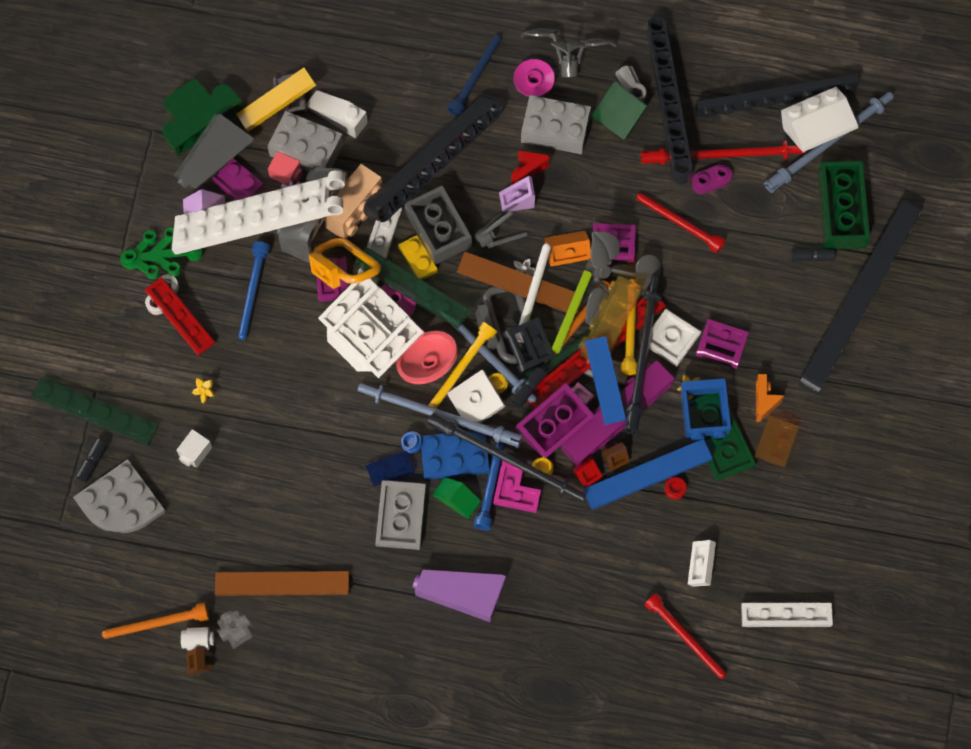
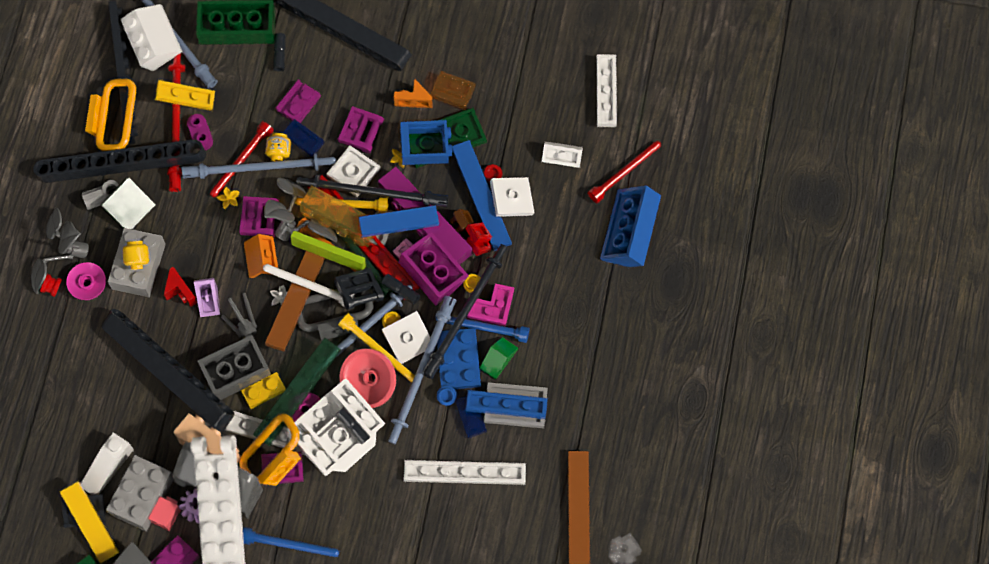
camera: 90 degrees left, 0 degrees up
(327, 464) = (464, 472): none -> white tile
(372, 345) = (354, 427): none -> black piece
(398, 503) = (506, 404): none -> blue tile
(456, 106) = (108, 352): dark blue piece -> none
(465, 592) = (589, 346): medium lavender slope -> none
(528, 45) = (50, 285): none -> red wheel
(555, 115) = (135, 254): none -> yellow head
(599, 470) = (478, 232): none -> red tile
(614, 641) = (631, 226): none -> blue slope
(635, 212) = (229, 198): none -> yellow plant
(646, 507) = (512, 196): none -> white plate
(662, 181) = (202, 170): none -> sand blue bar
(694, 257) = (278, 147): none -> yellow head
(708, 283) = (303, 137): none -> clear blue plate
(721, 74) = (98, 113): none -> light orange bar
(751, 159) = (184, 95): none -> yellow tile
(753, 278) = (298, 102): none -> magenta plate

